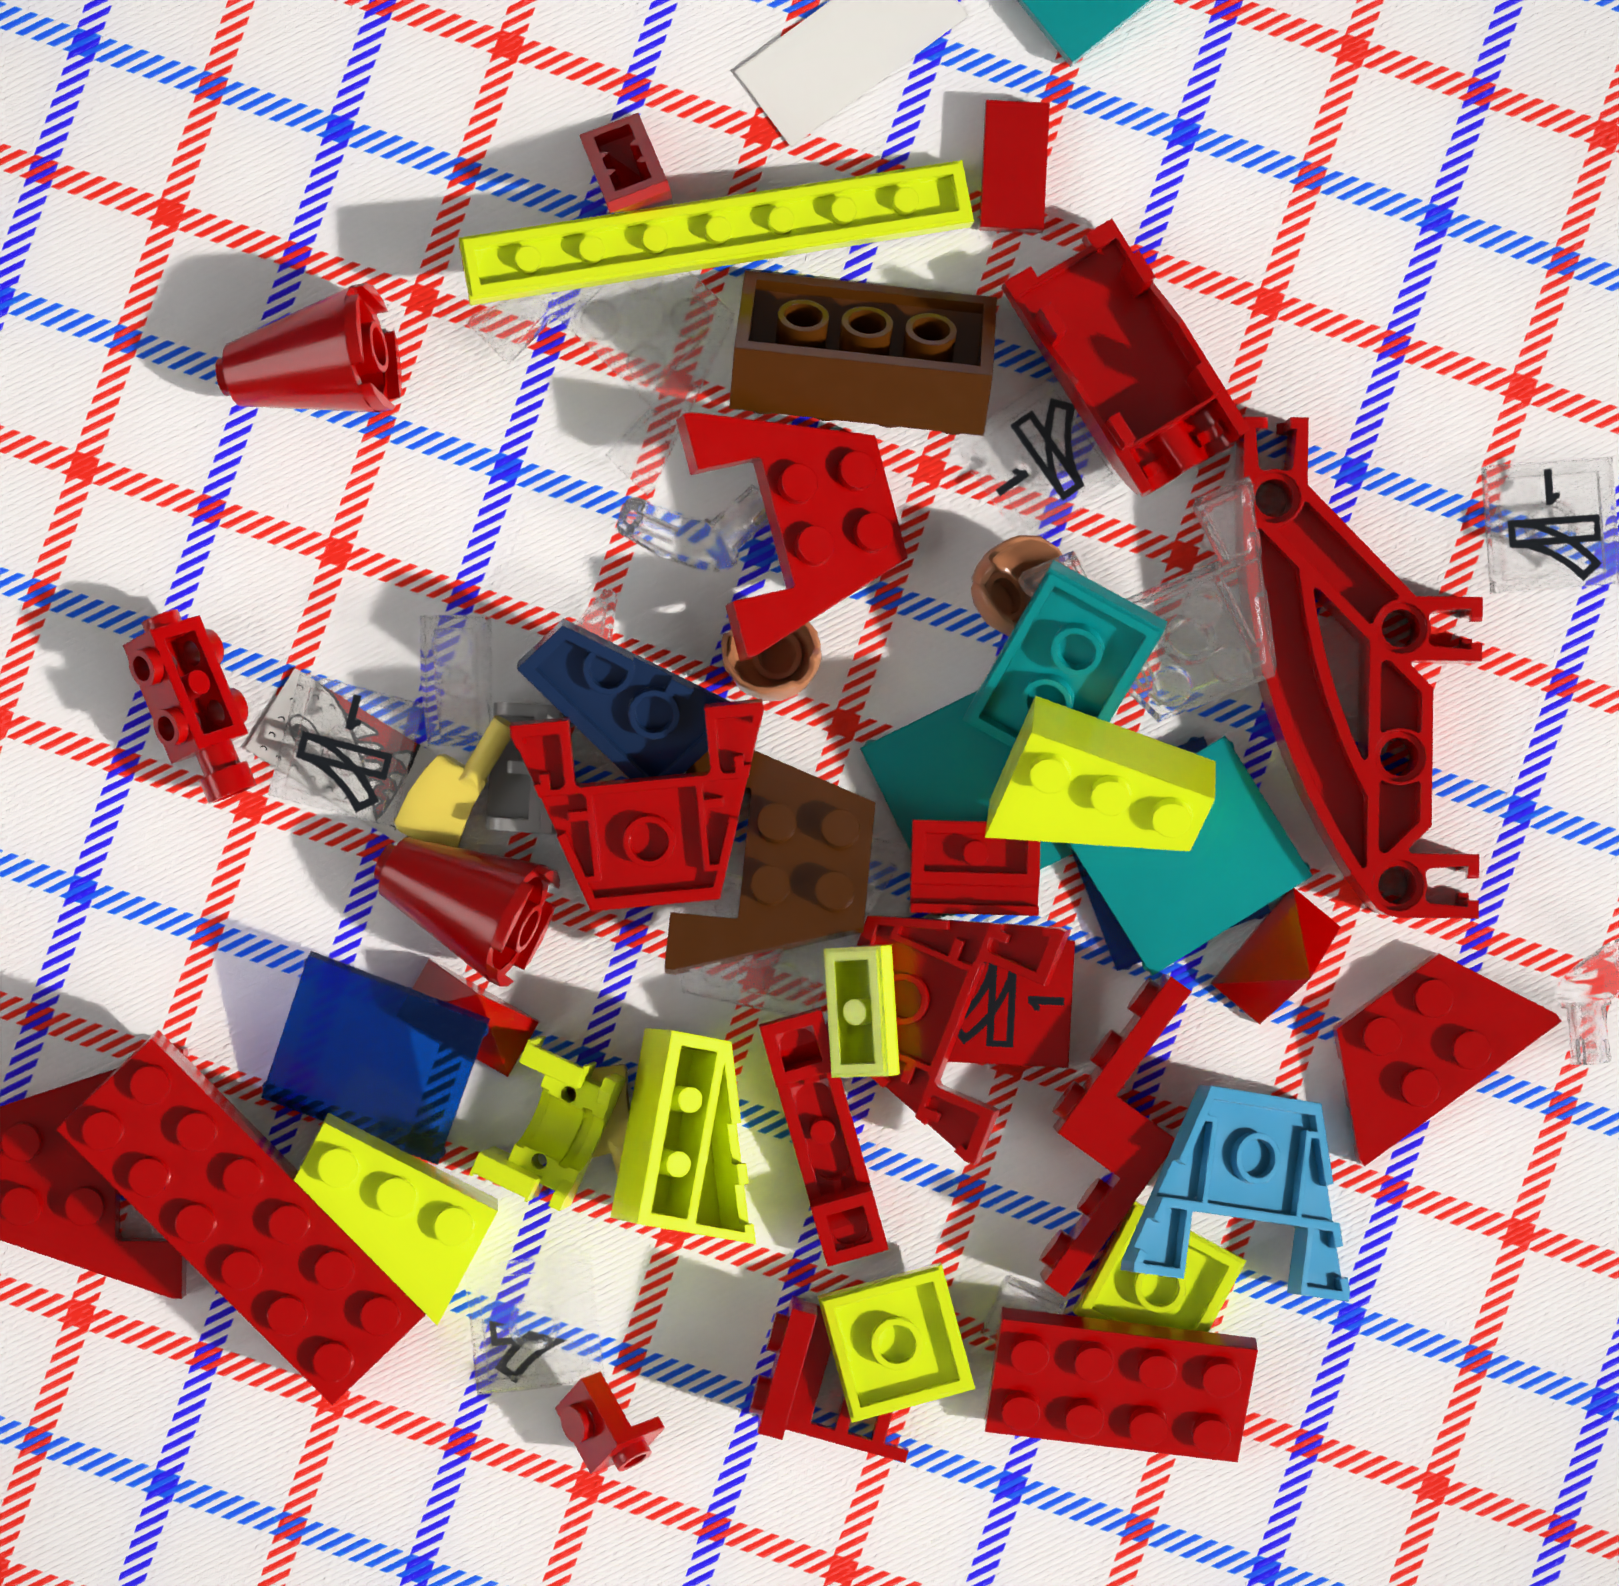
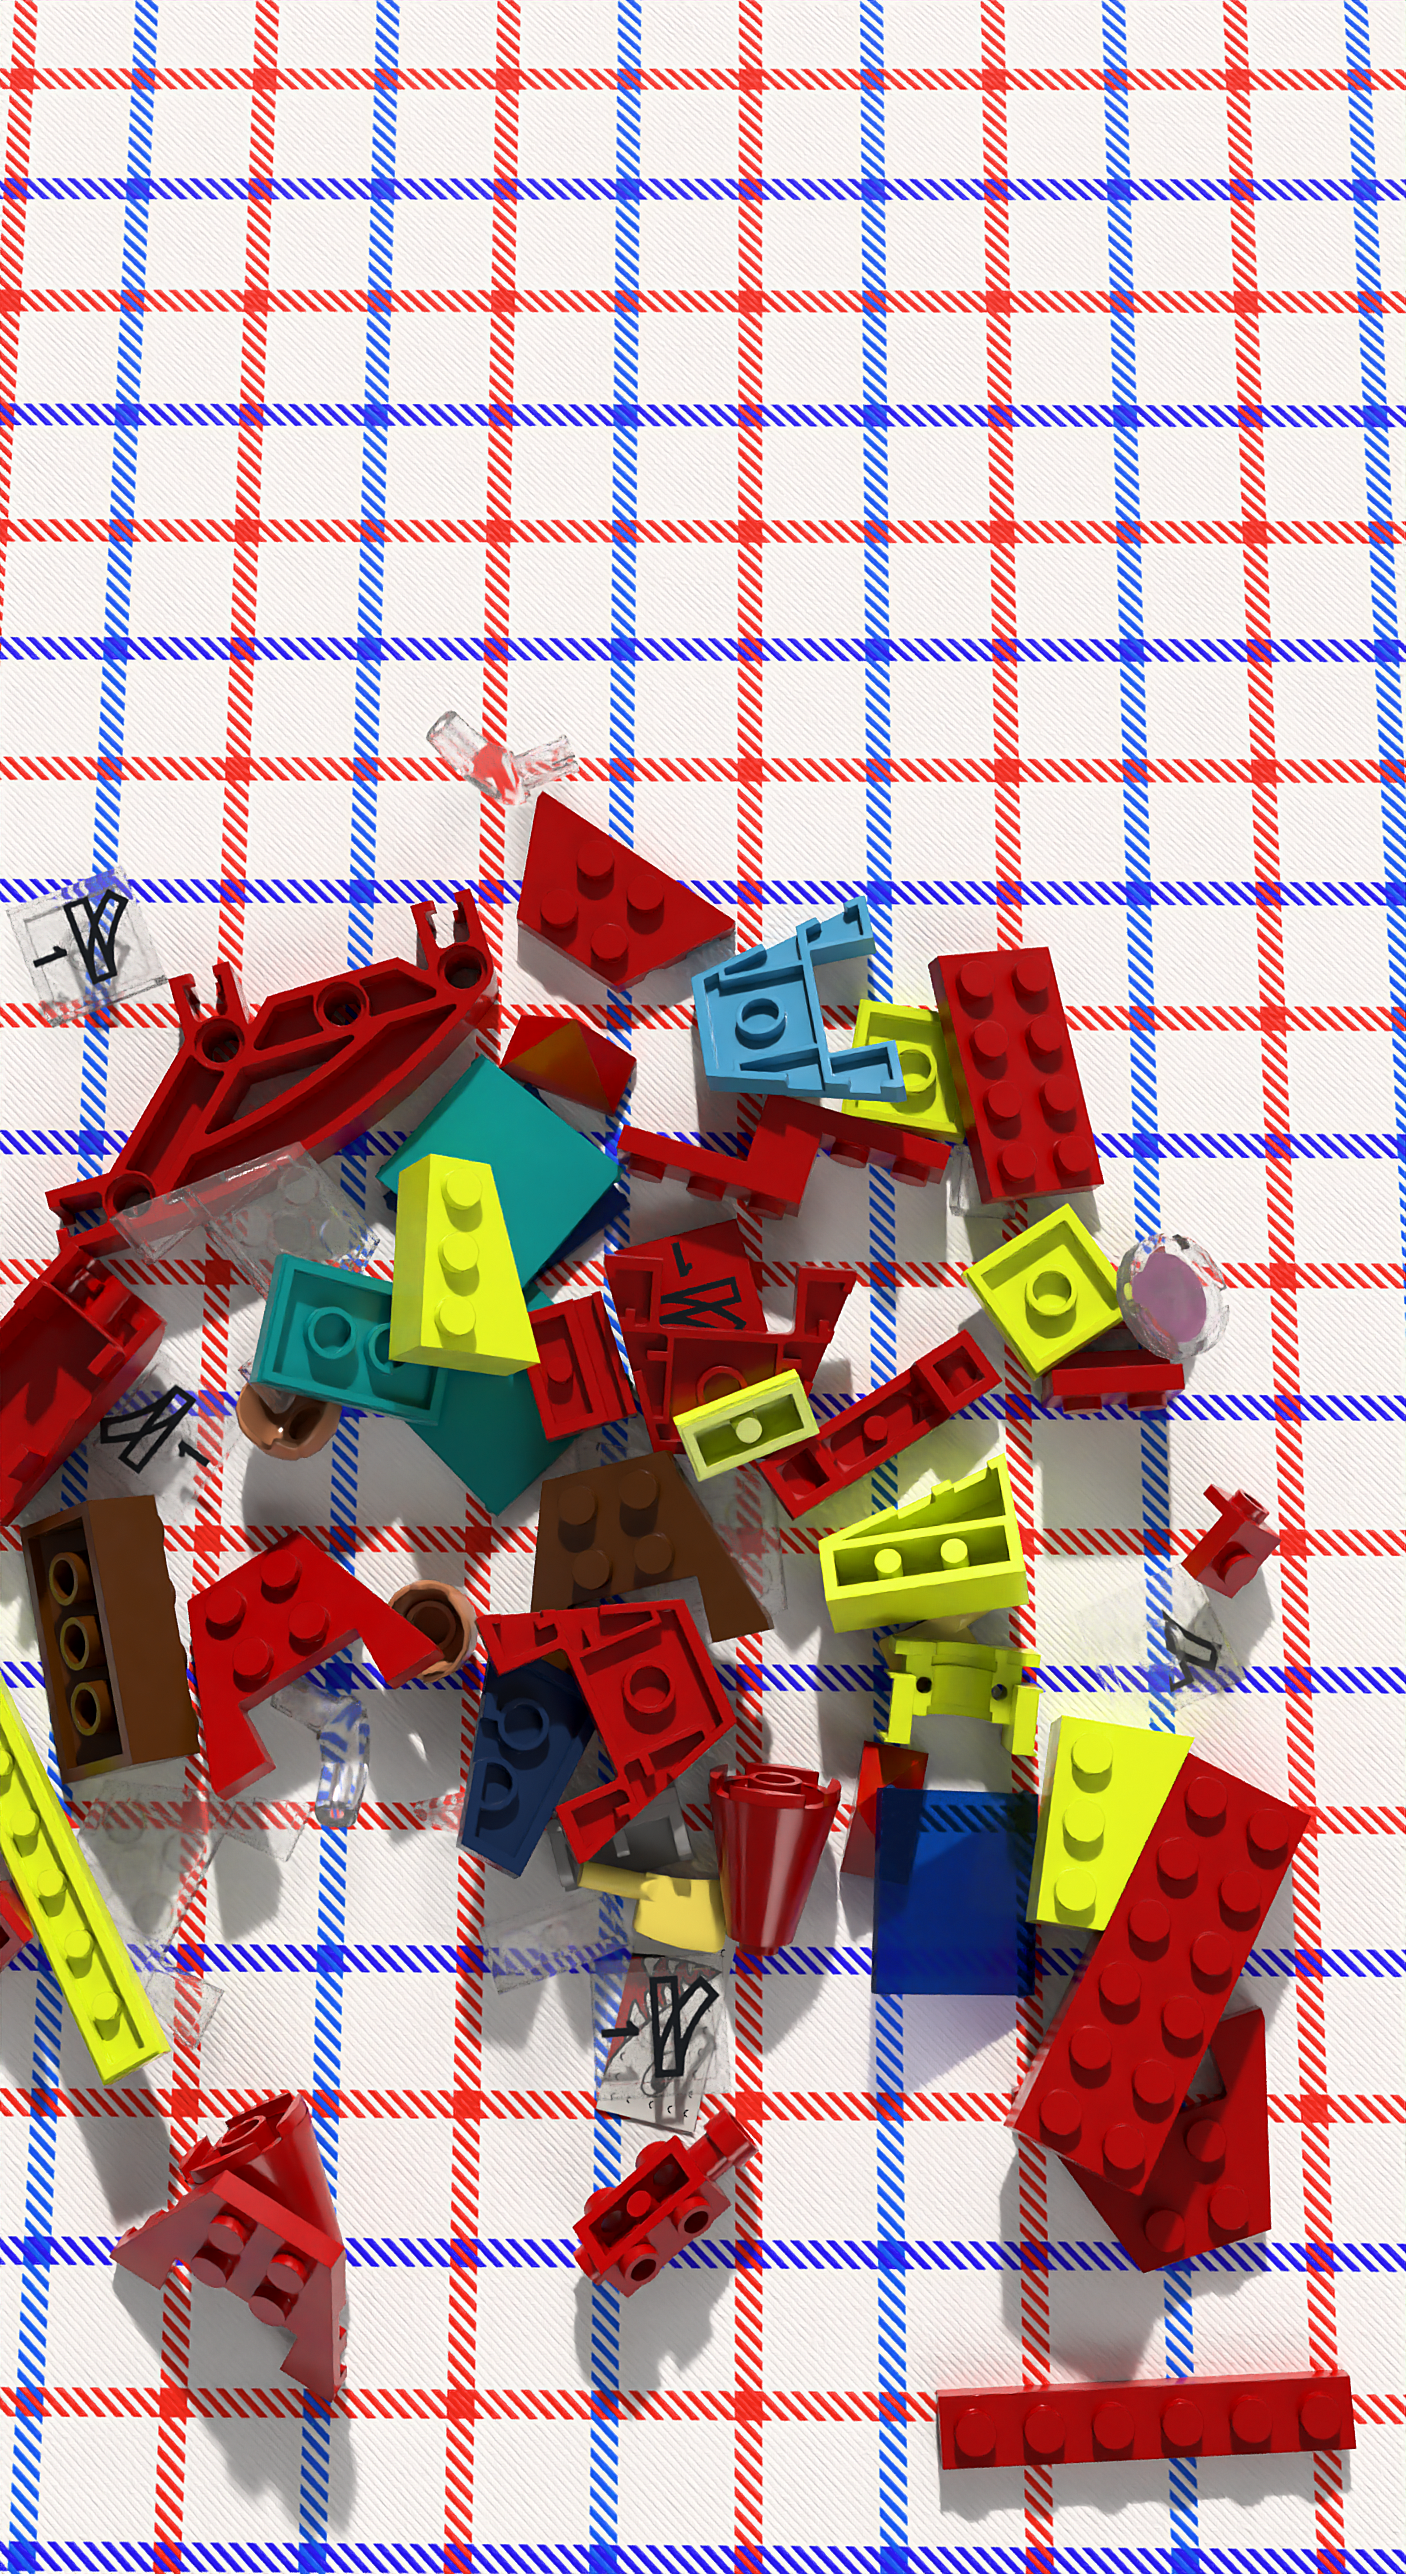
camera: 105 degrees left, 10 degrees down
(264, 336) = (261, 2255): none -> red wing
(853, 1456) = (1172, 1296): none -> clear tile

